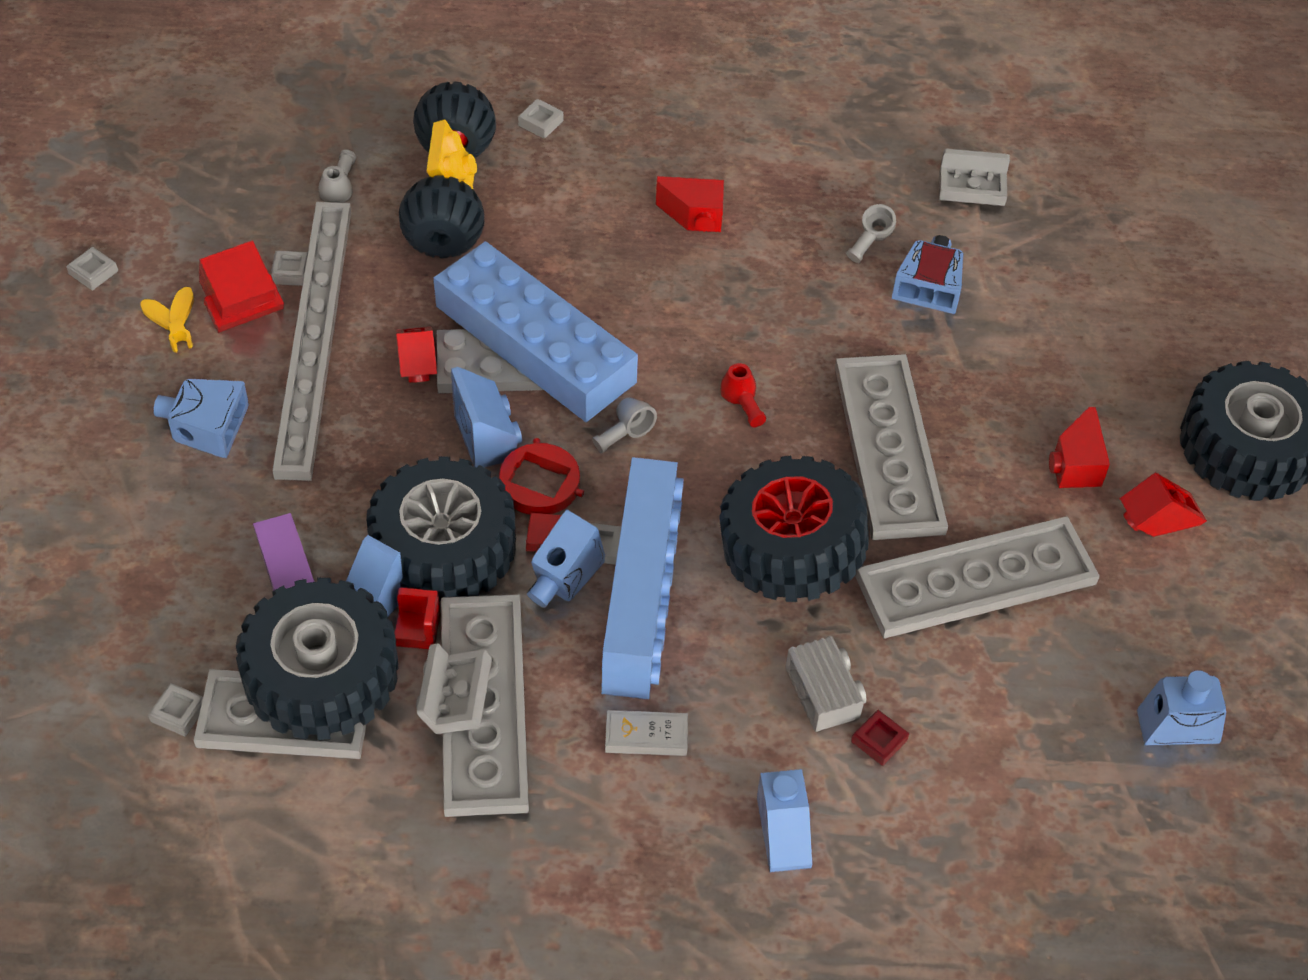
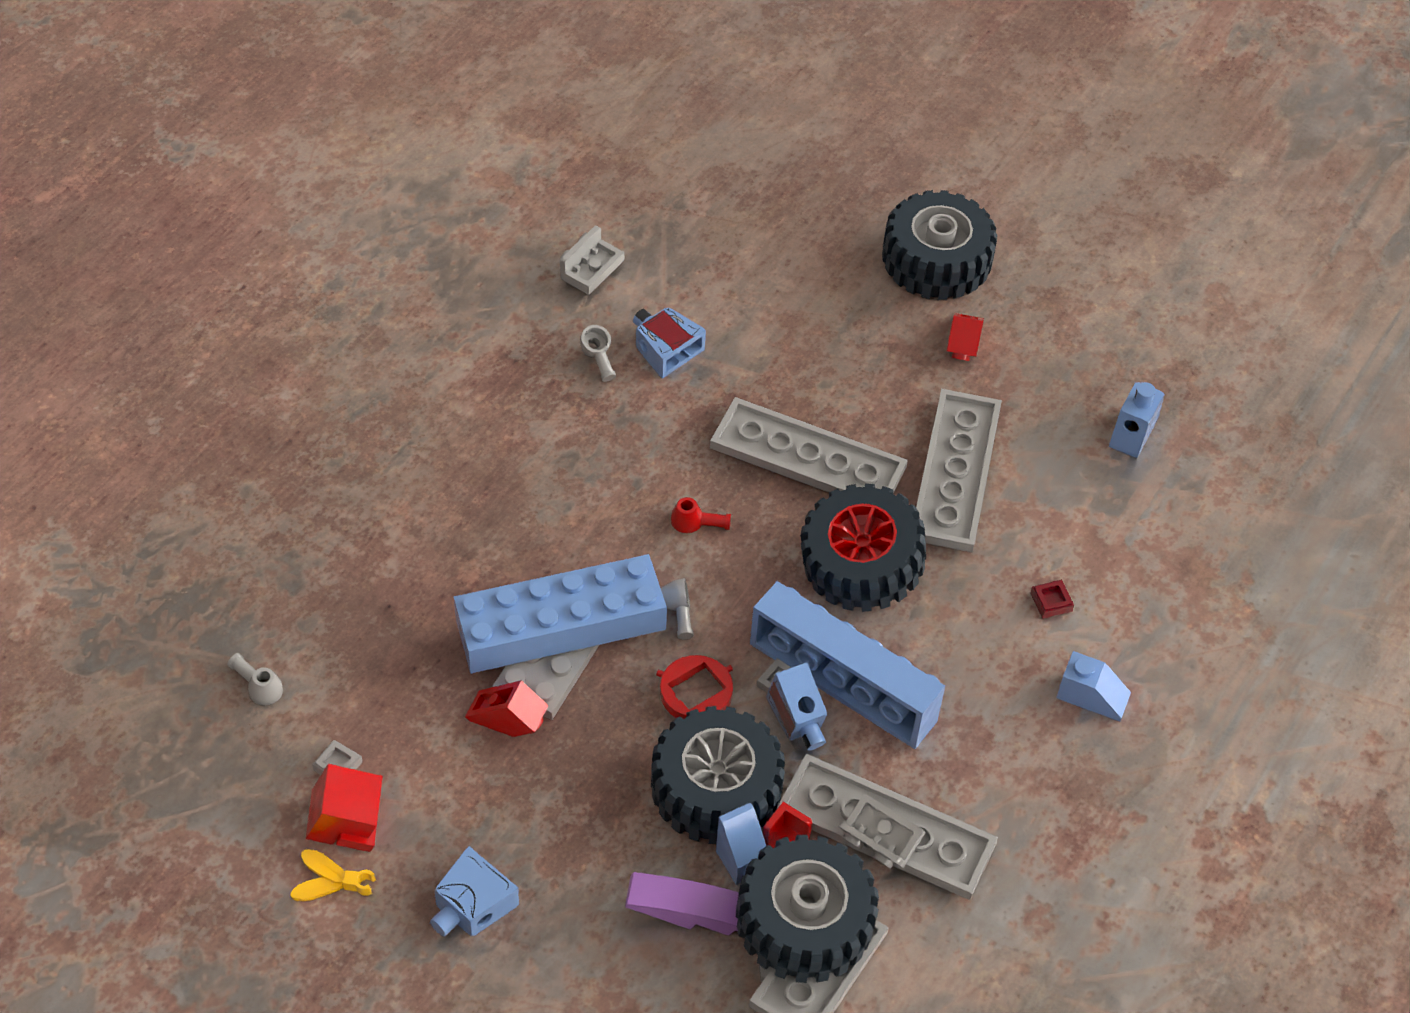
camera: 60 degrees left, 0 degrees up
(92, 268) = (222, 919): light grey tile -> none
(312, 343) = (438, 779): light grey plate -> none
(443, 210) = (383, 614): black plate -> none
(483, 418) = (619, 698): medium blue slope -> none
(539, 528) = (753, 704): red tile -> none
(540, 118) = (298, 501): light grey tile -> none
(646, 733) = (969, 736): light grey tile -> none
(692, 202) = (483, 445): red slope -> none
(825, 683) = (996, 605): light grey brick -> none
(1080, 453) = (889, 348): red slope -> none

